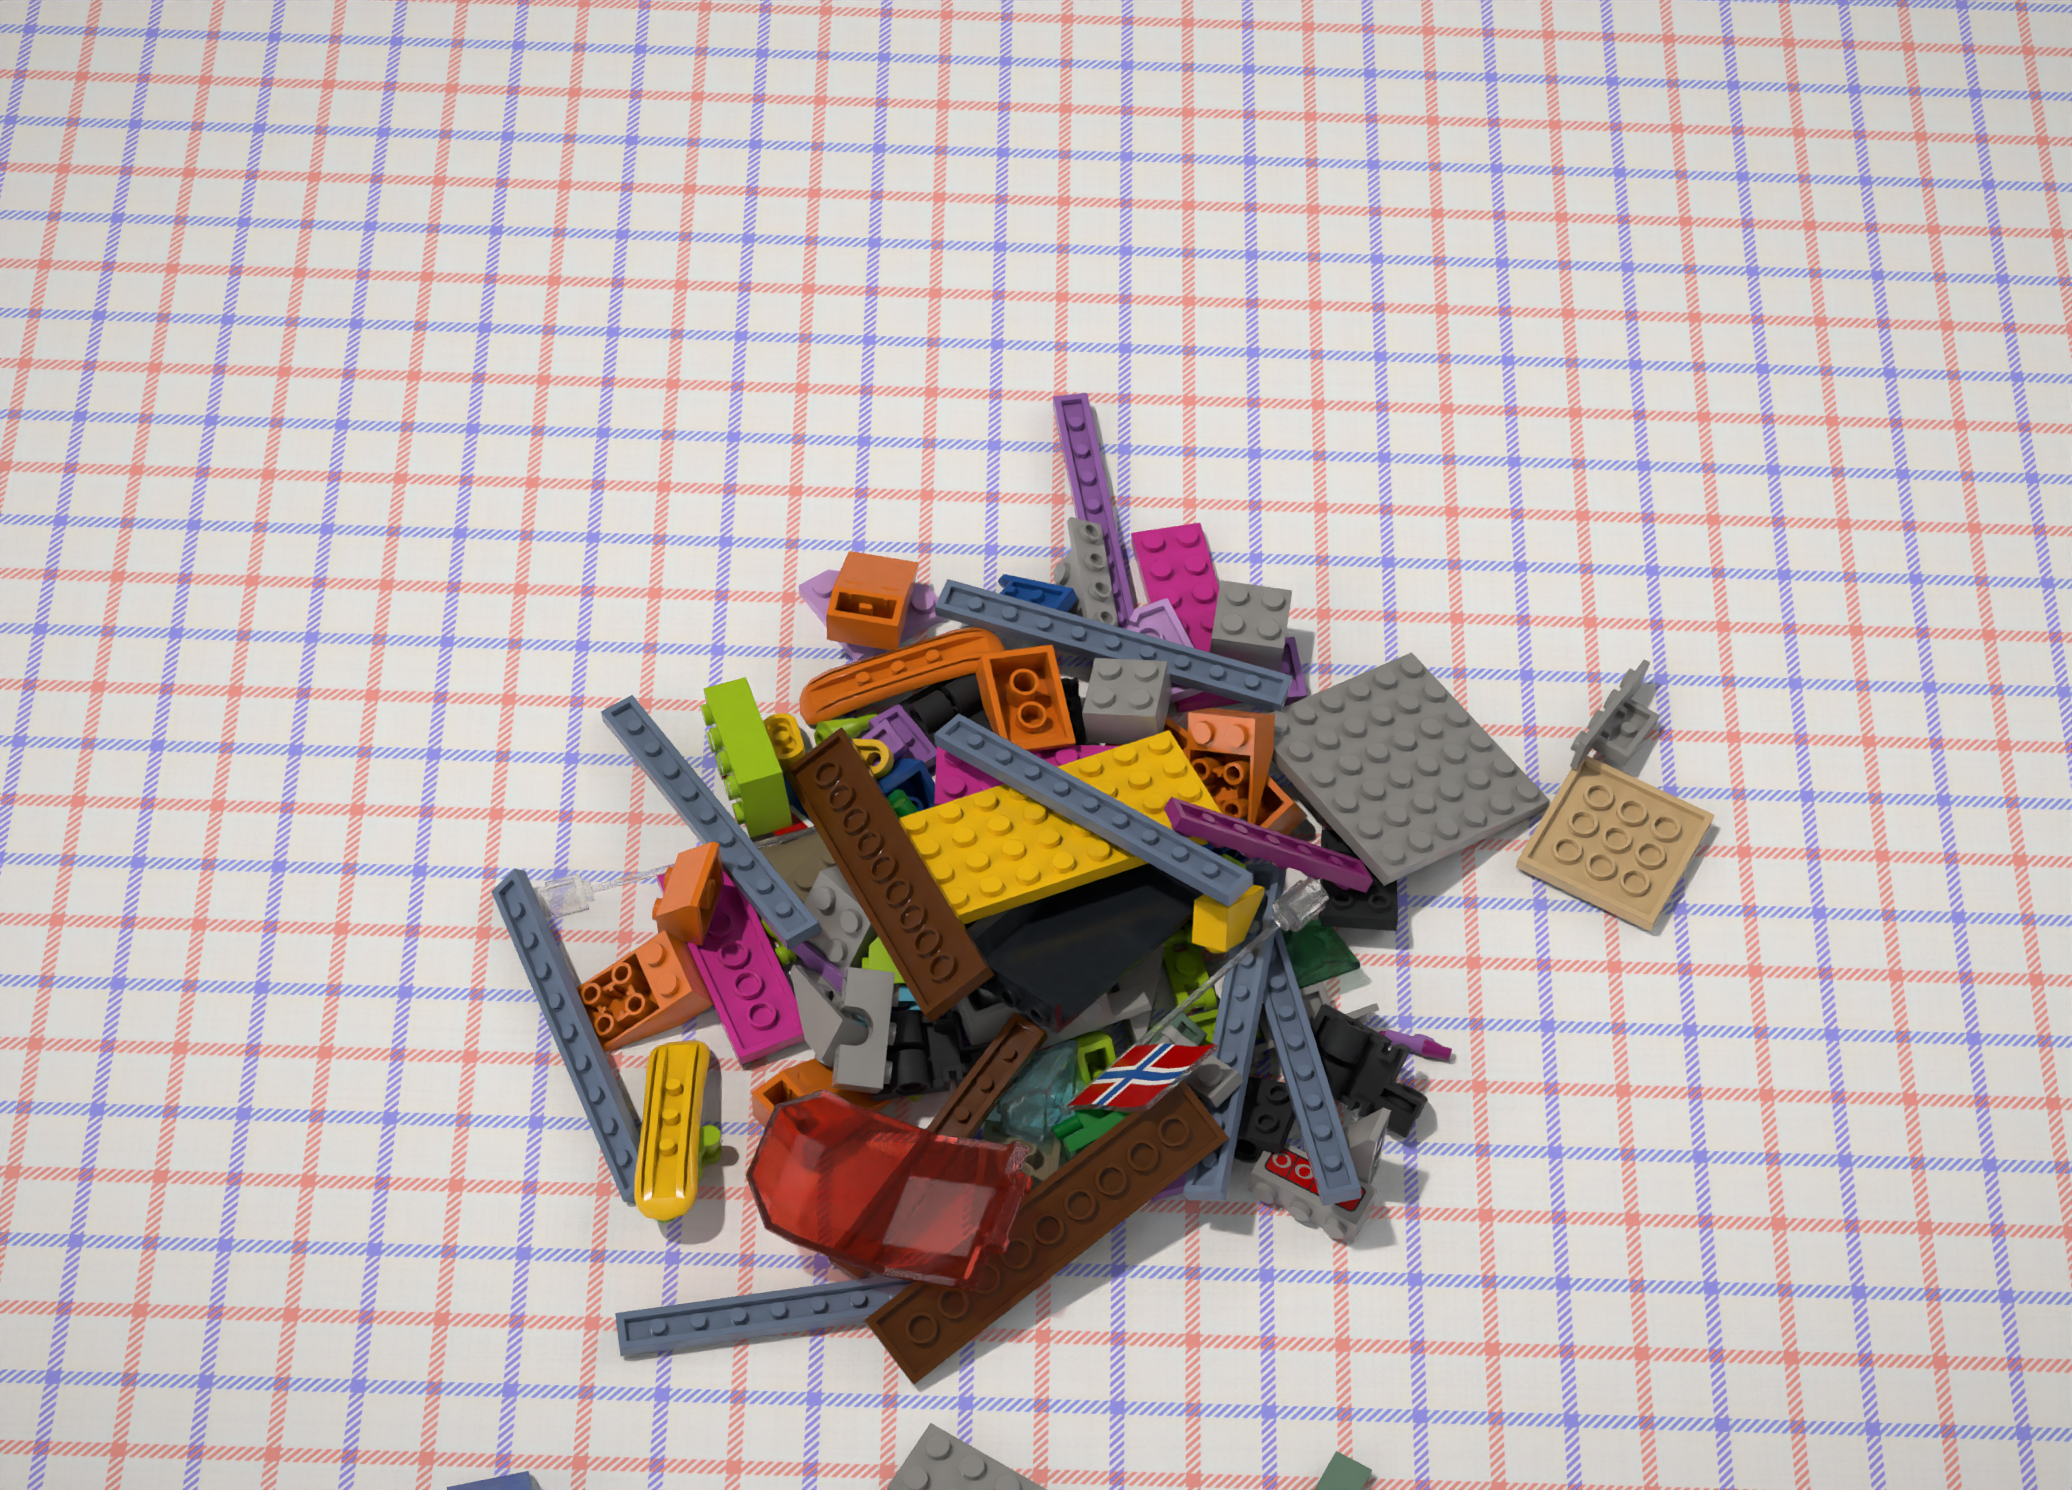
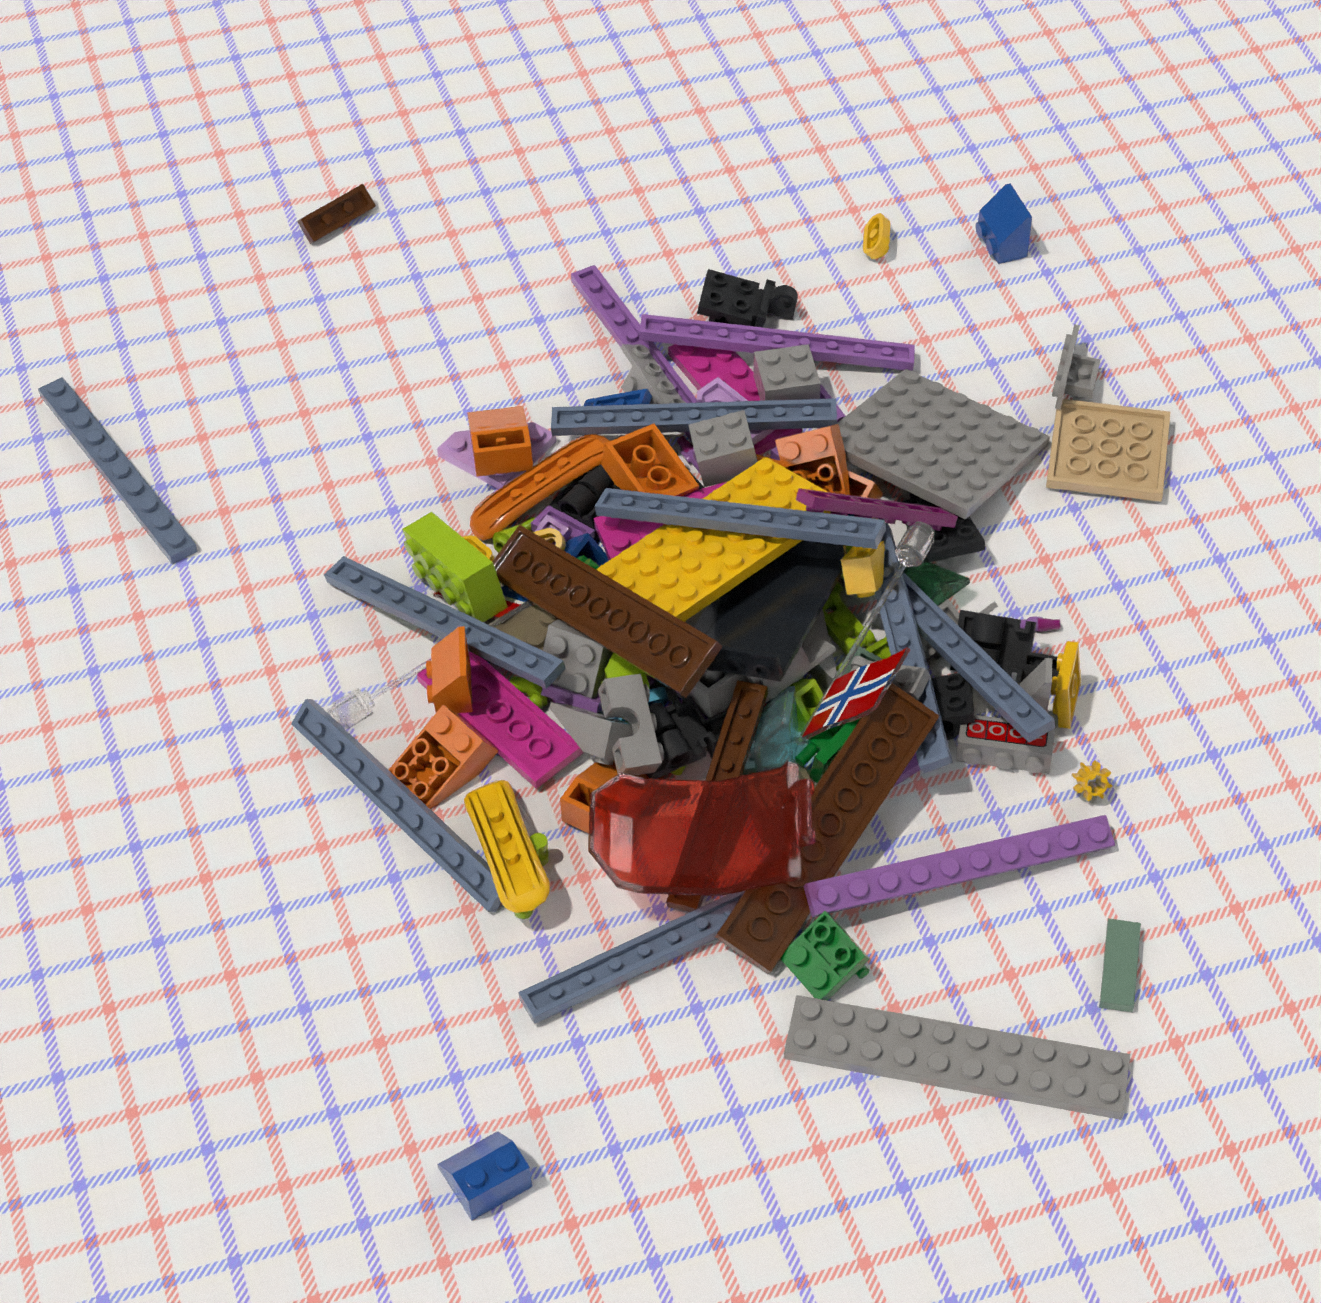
camera: 15 degrees left, 5 degrees down
(416, 497) = (118, 471): none -> sand blue plate
(803, 226) = (336, 213): none -> reddish brown plate
(981, 1389) = (825, 957): none -> green plate
(1187, 1328) = (958, 865): none -> medium lavender plate
(1245, 499) = (742, 302): none -> black plate
(1264, 569) = (753, 339): none -> medium lavender plate
(1397, 1281) = (1093, 788): none -> yellow gear
(1416, 1140) = (1067, 684): none -> yellow plate
(1454, 458) = (876, 236): none -> yellow plate
(1618, 494) = (1005, 225): none -> blue slope

